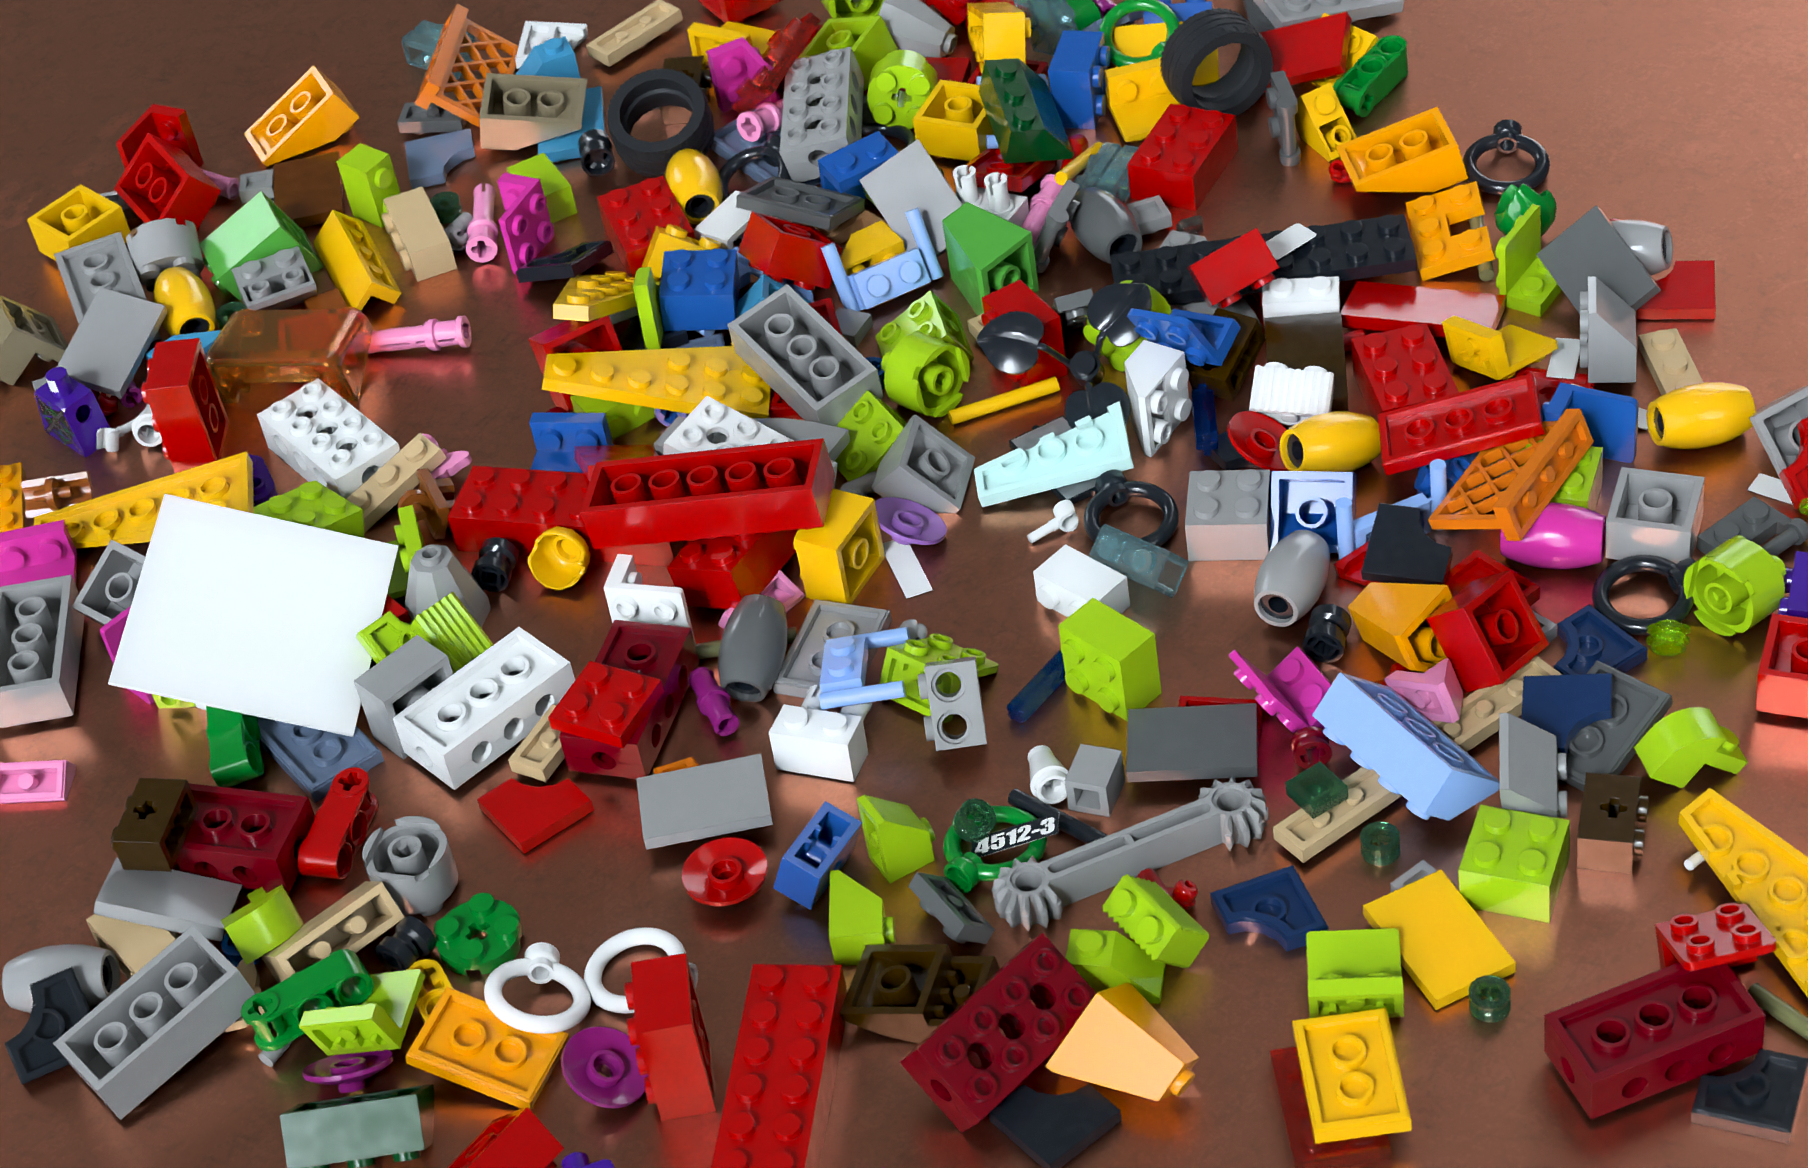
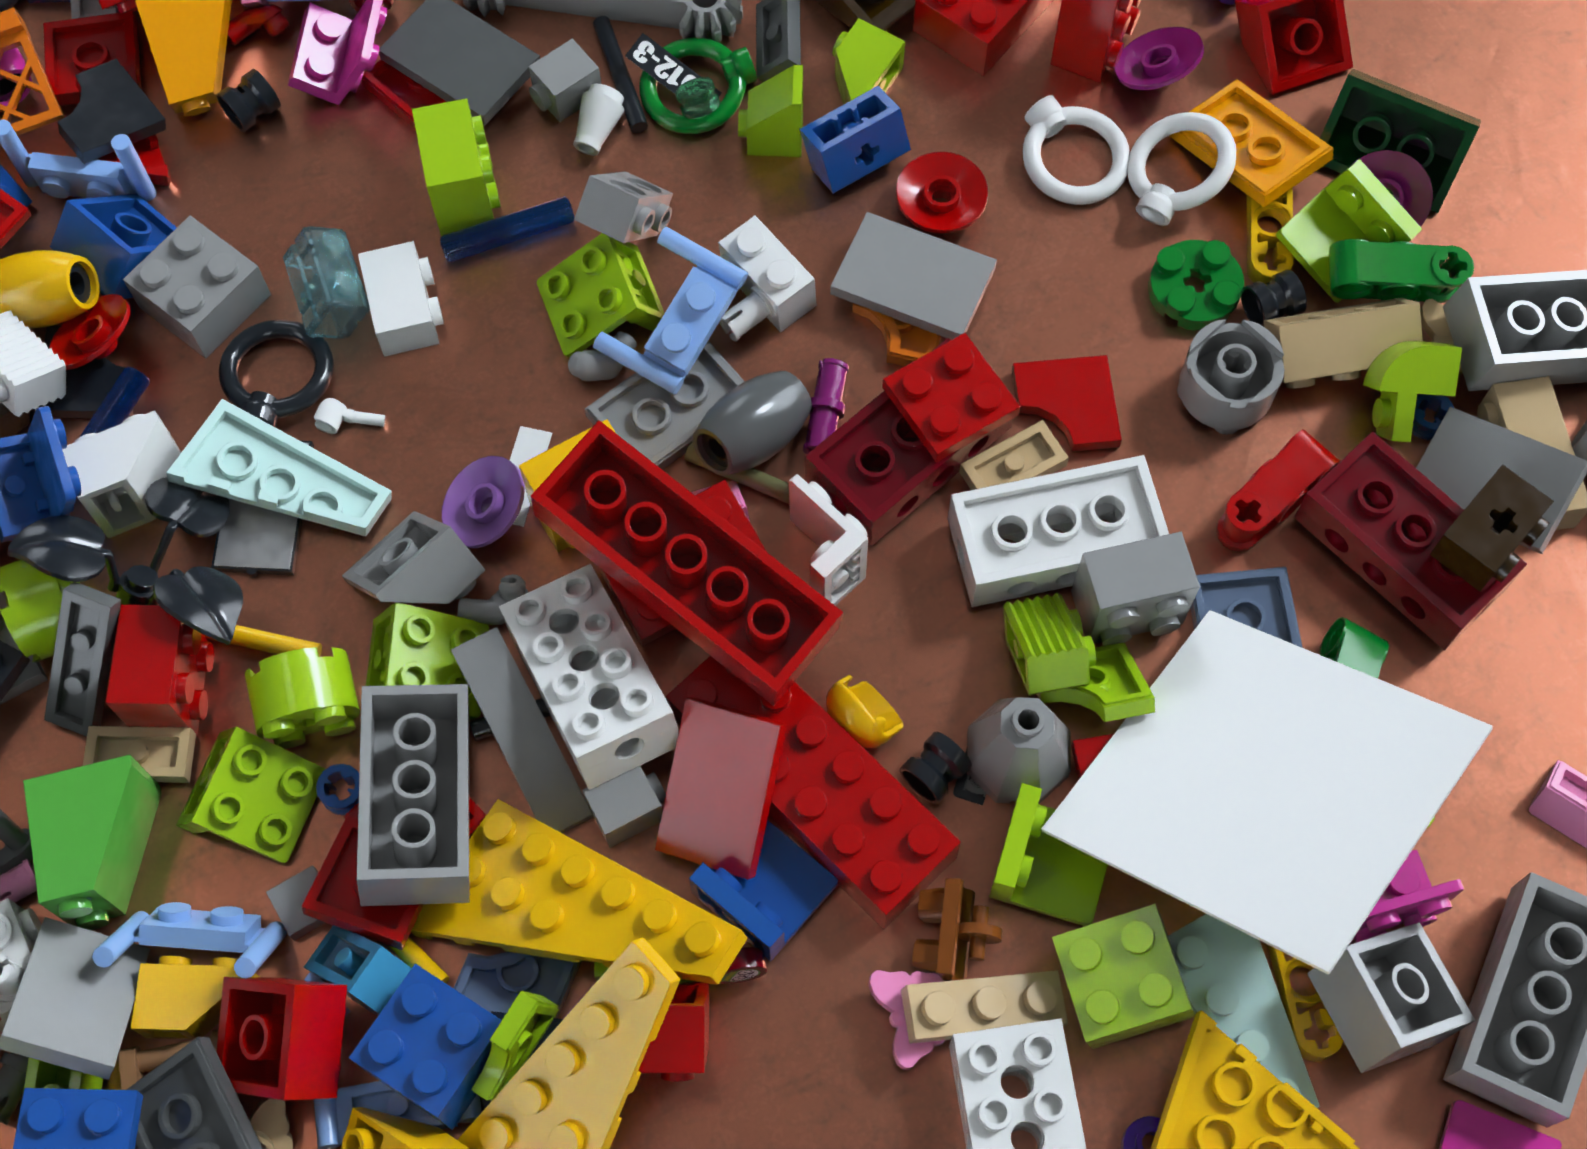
camera: 155 degrees left, 25 degrees up
(1291, 578) = (221, 164): light grey piece -> none

